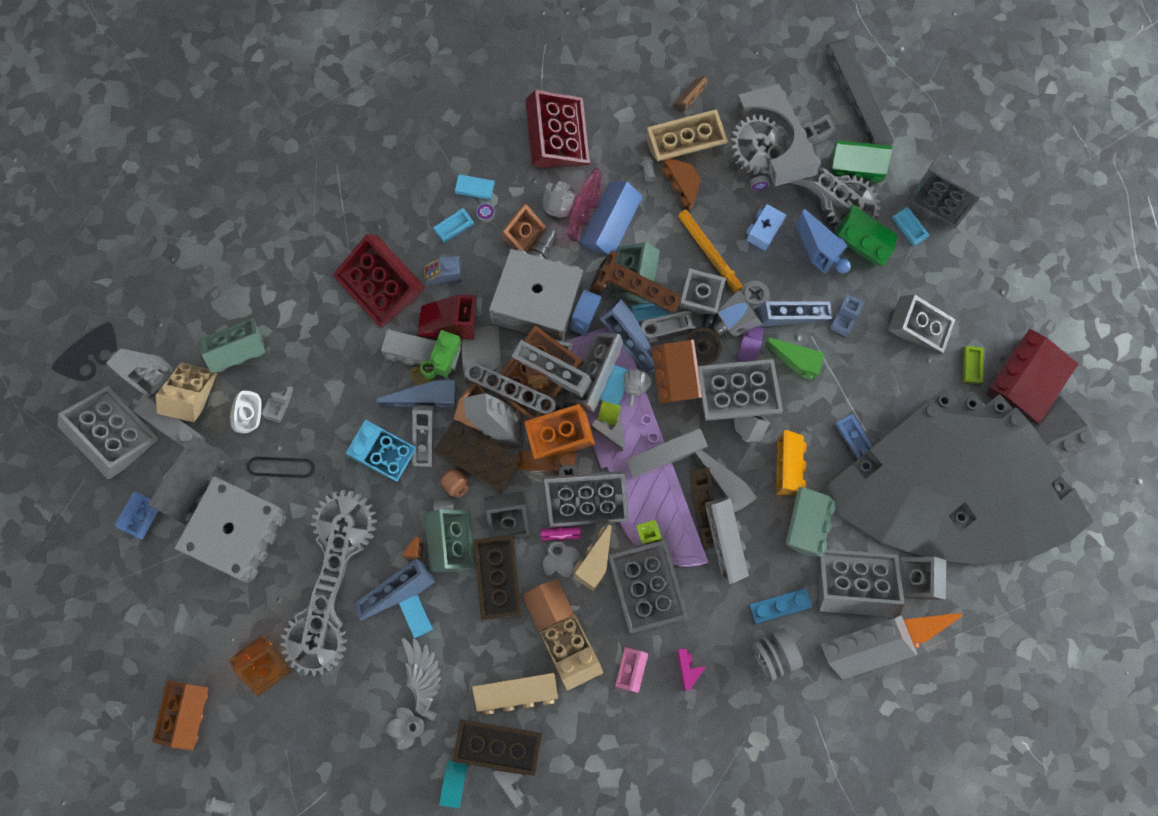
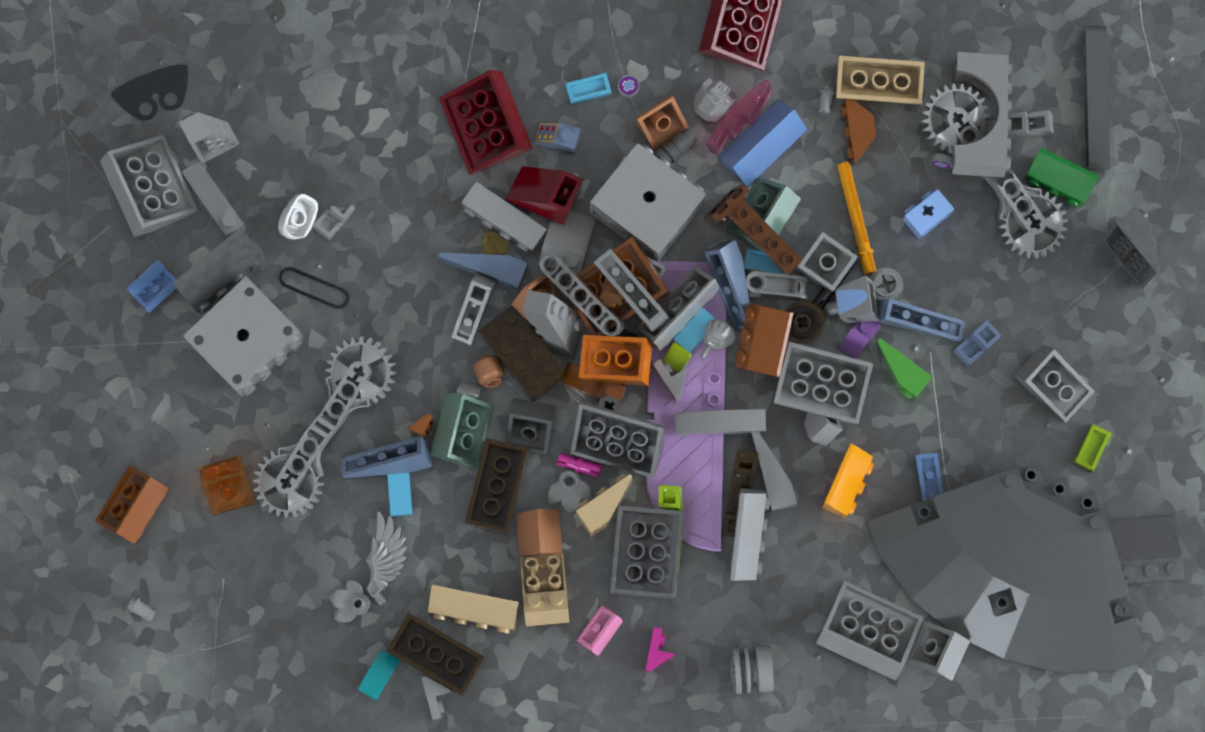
camera: 25 degrees right, 5 degrees up
(185, 392) = (243, 172): tan slope -> none
(232, 346) = (307, 138): sand green slope -> none
(380, 451) = (424, 310): medium azure slope -> none
(442, 355) = (524, 232): bright green hinge -> none
(474, 187) = (627, 52): medium azure tile -> none
(585, 313) = (692, 240): medium blue slope -> none
(691, 93) = (907, 29): medium nougat slope -> none
(780, 606) = (778, 623): dark azure plate -> none
(810, 522) = (841, 549): sand green slope -> none
(821, 244) = (979, 259): medium blue slope -> none
(866, 236) = (1032, 264): green slope -> none
(869, 648) = (848, 697): light grey slope -> none
(910, 226) = (1090, 269): medium azure tile -> none
(925, 628) = (907, 699): orange slope -> none
(1033, 376) = (1148, 484): dark red slope -> none

